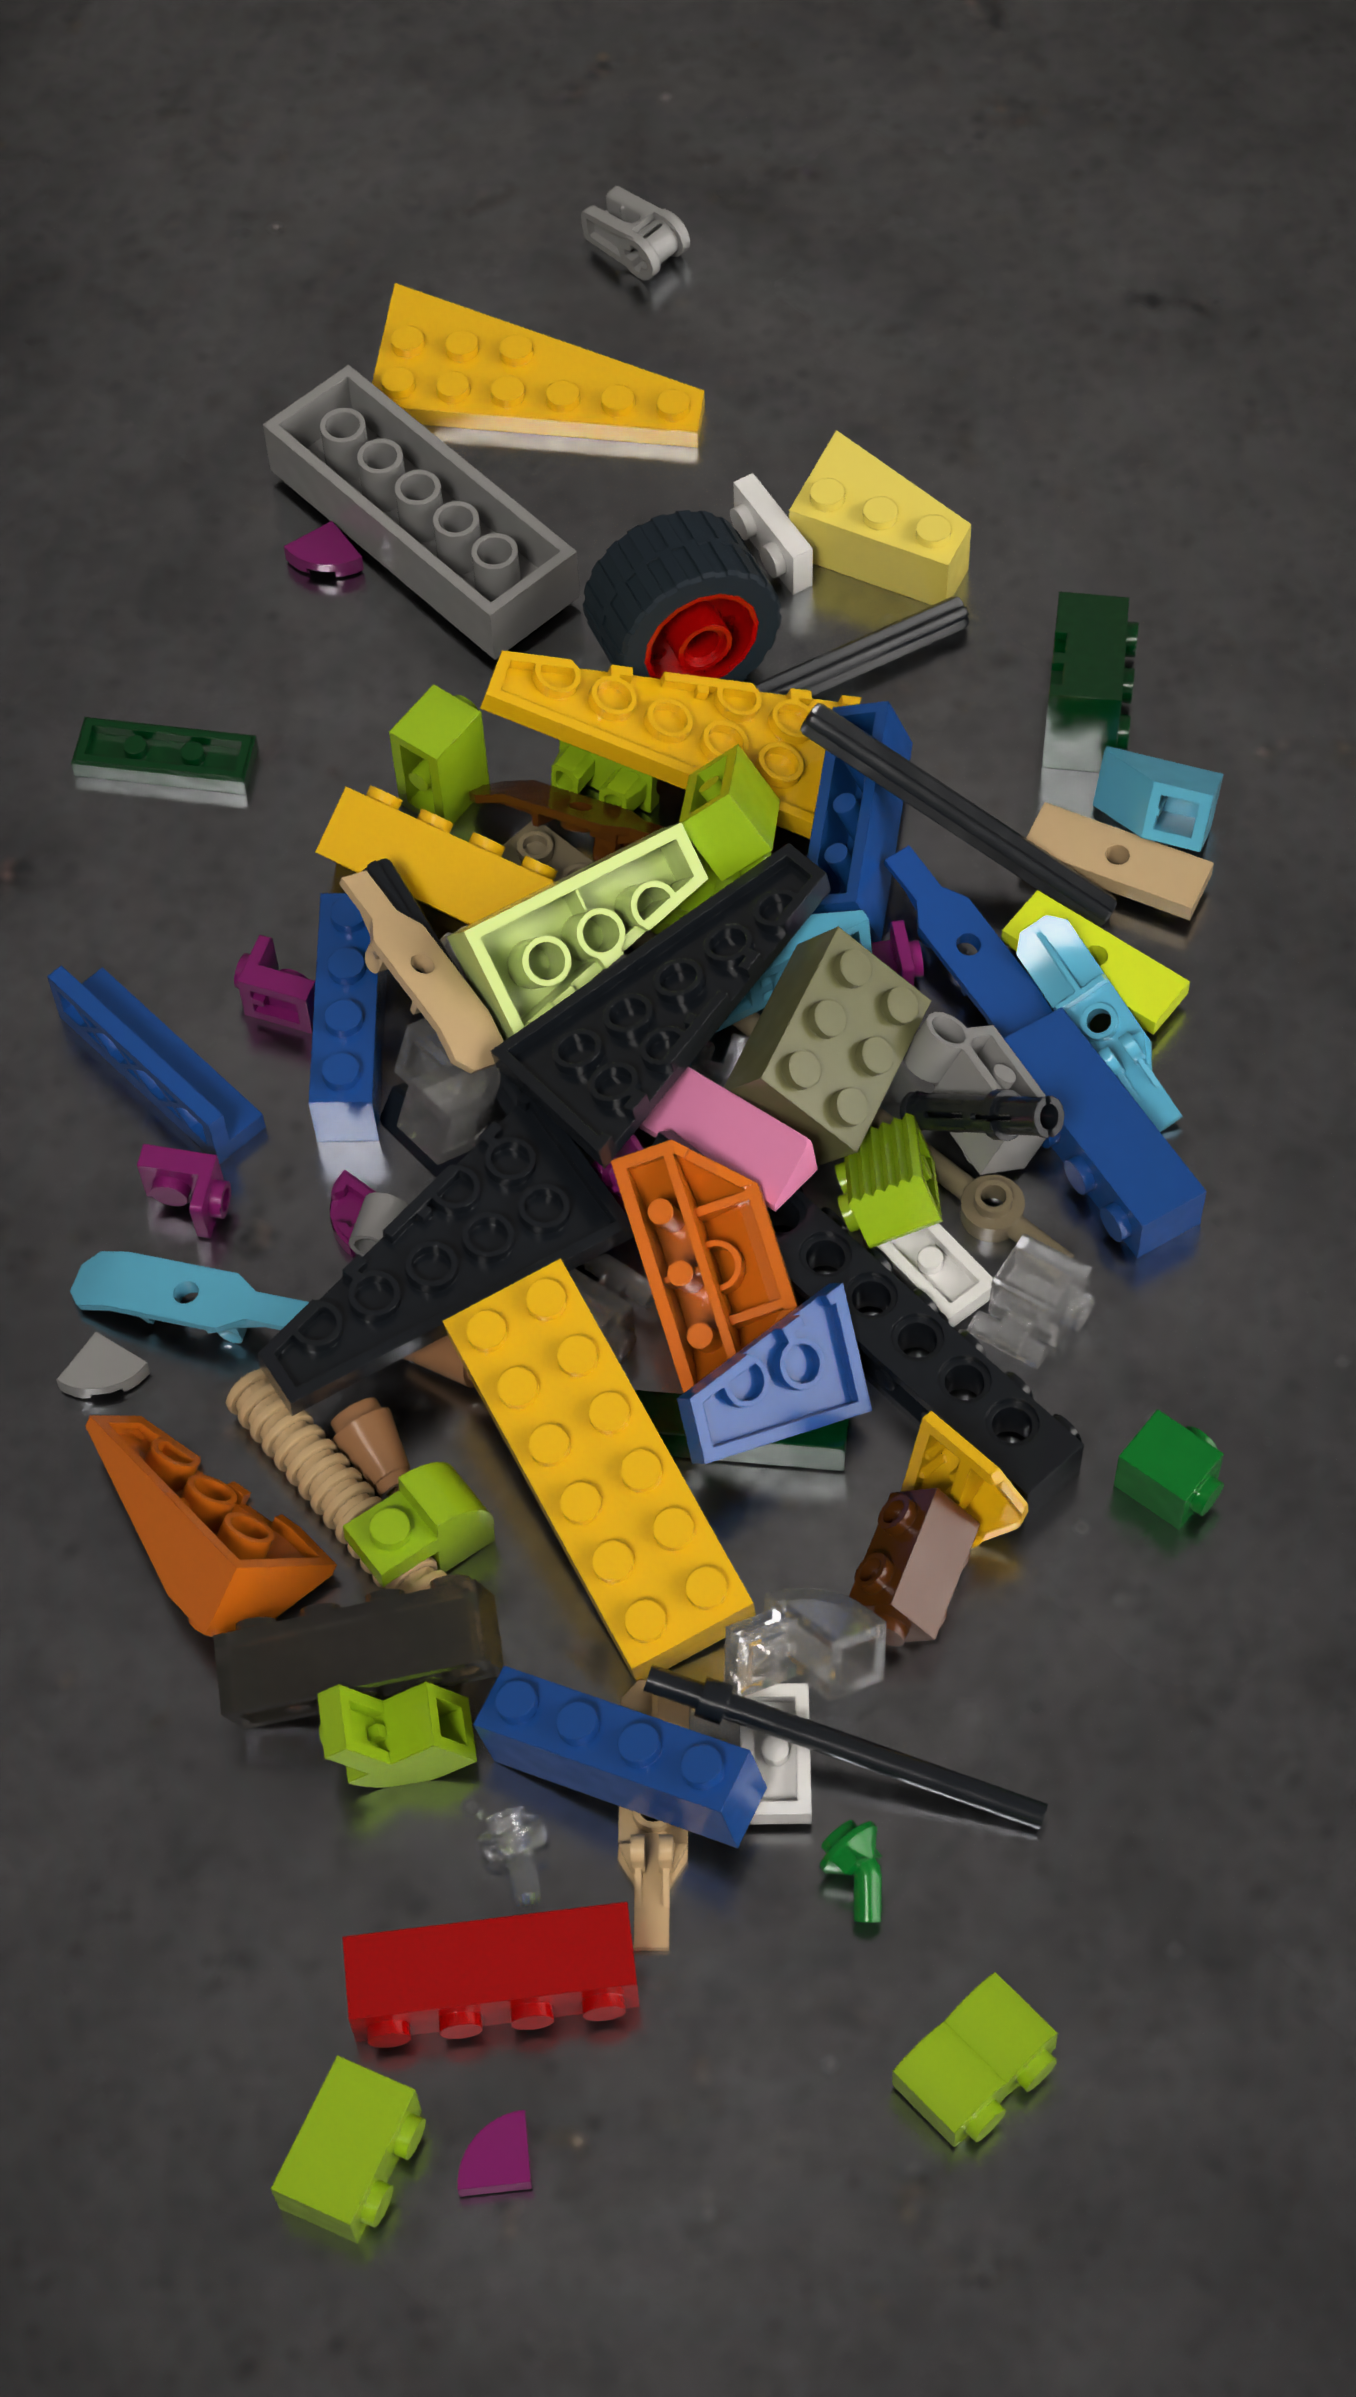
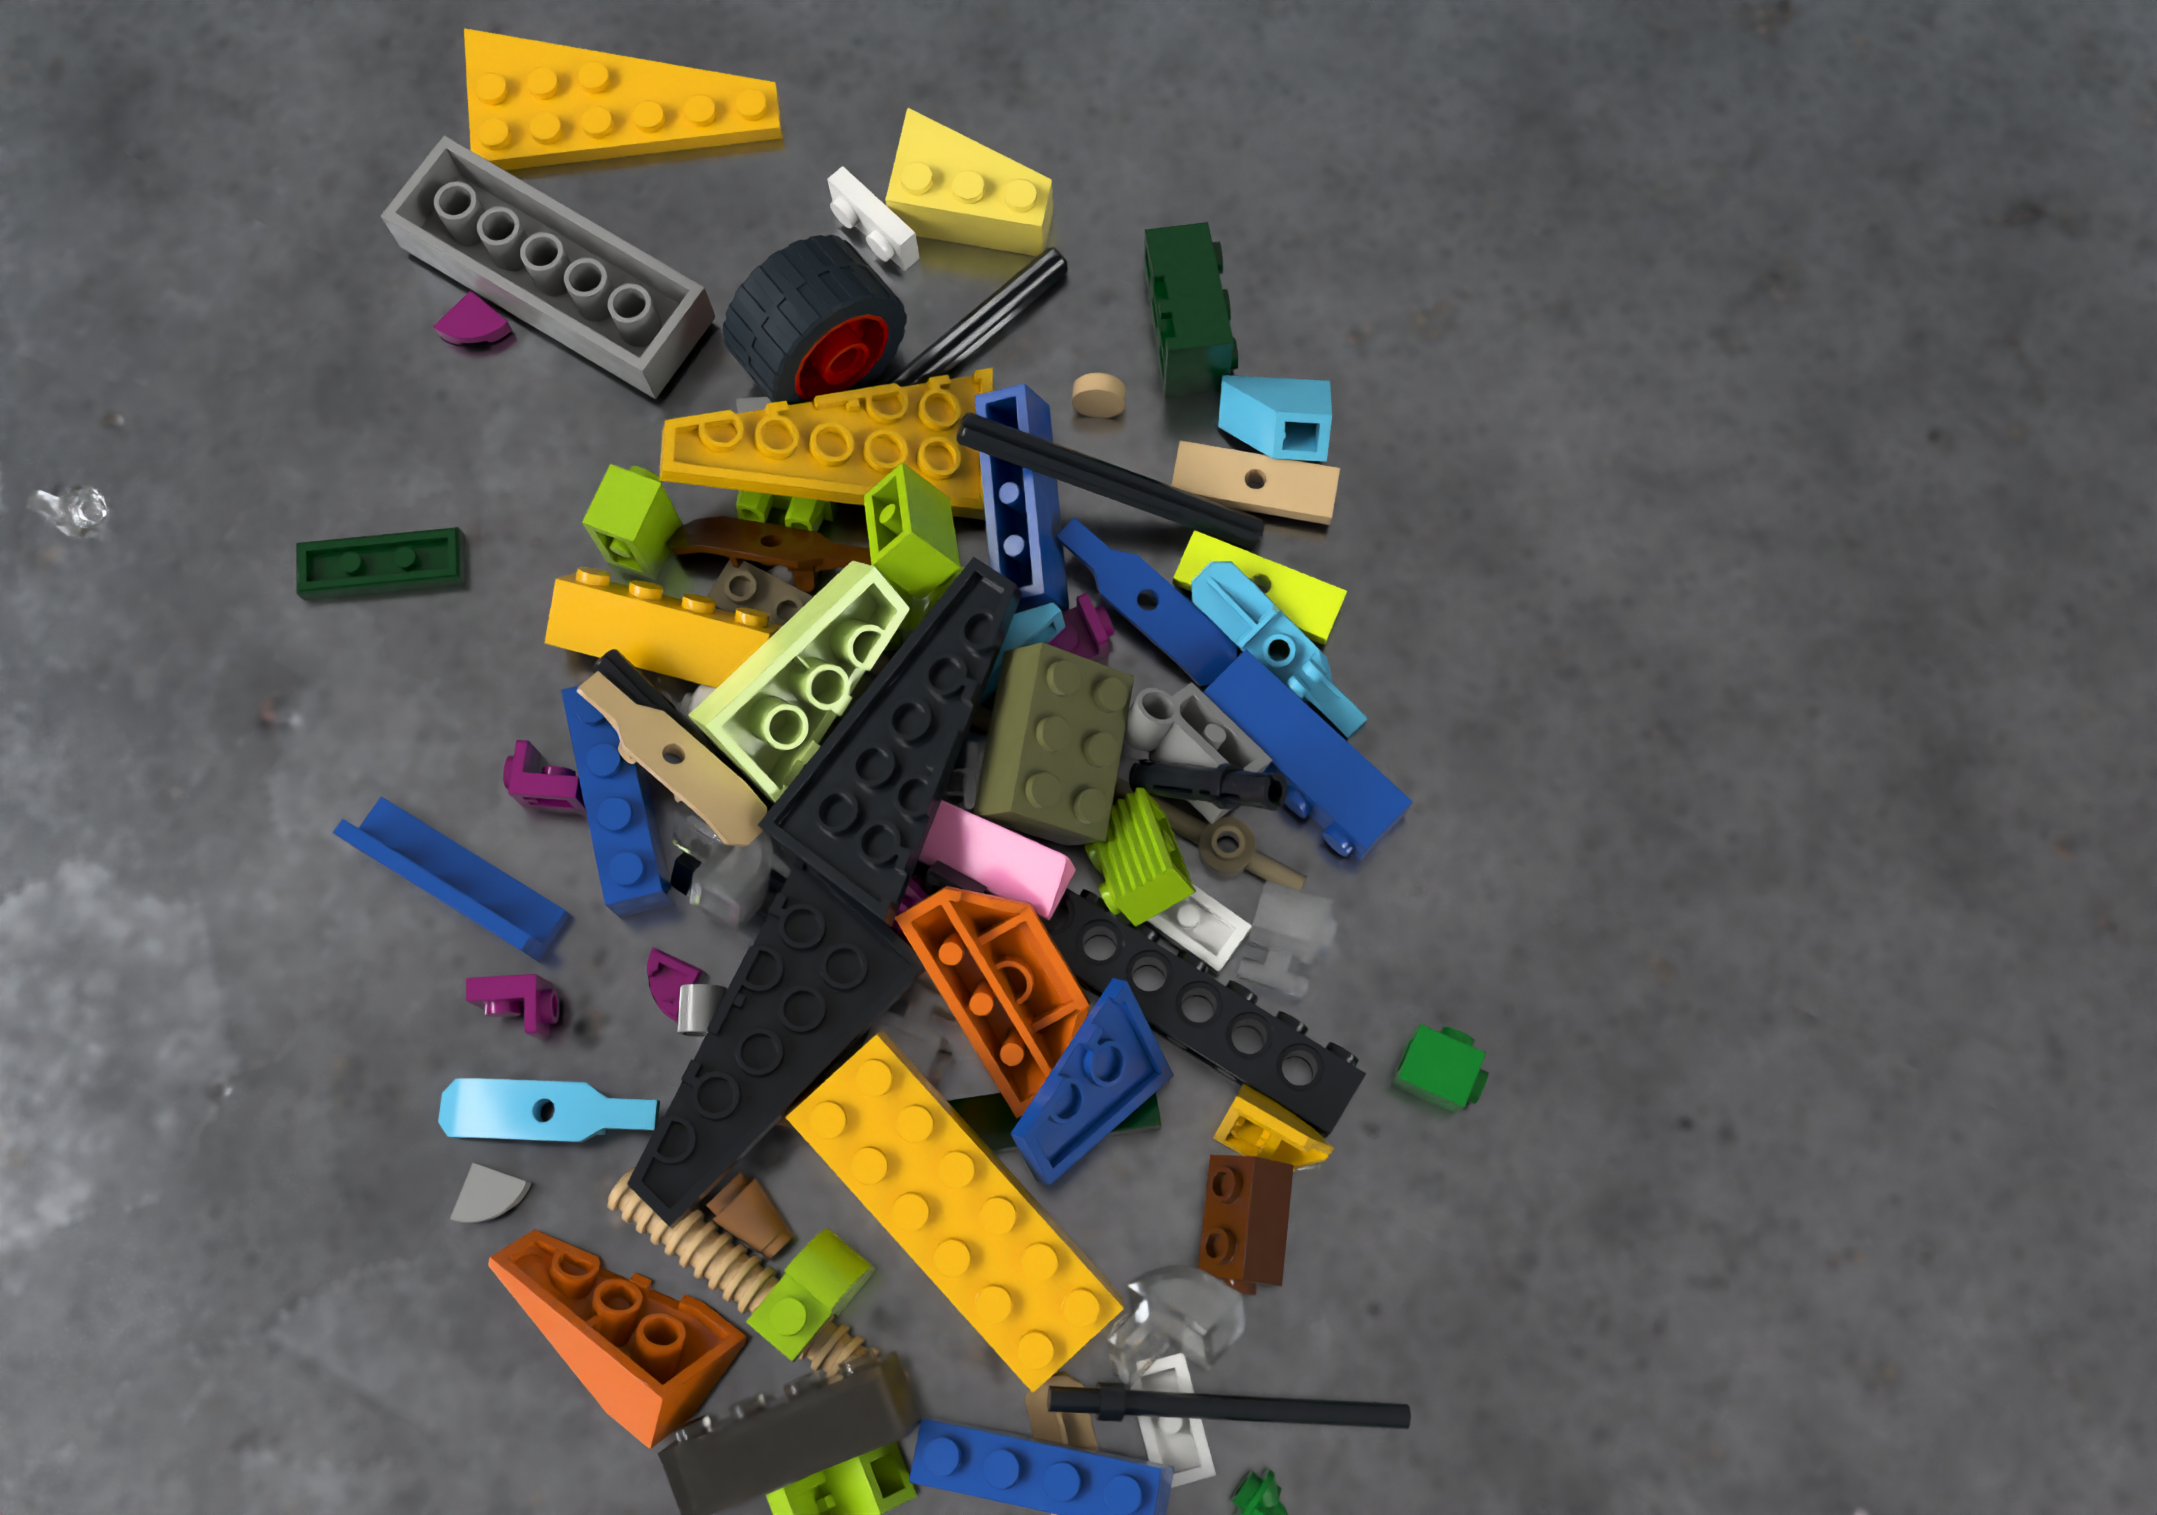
camera: 15 degrees left, 15 degrees up
(968, 745) = (1099, 395): none -> tan tile

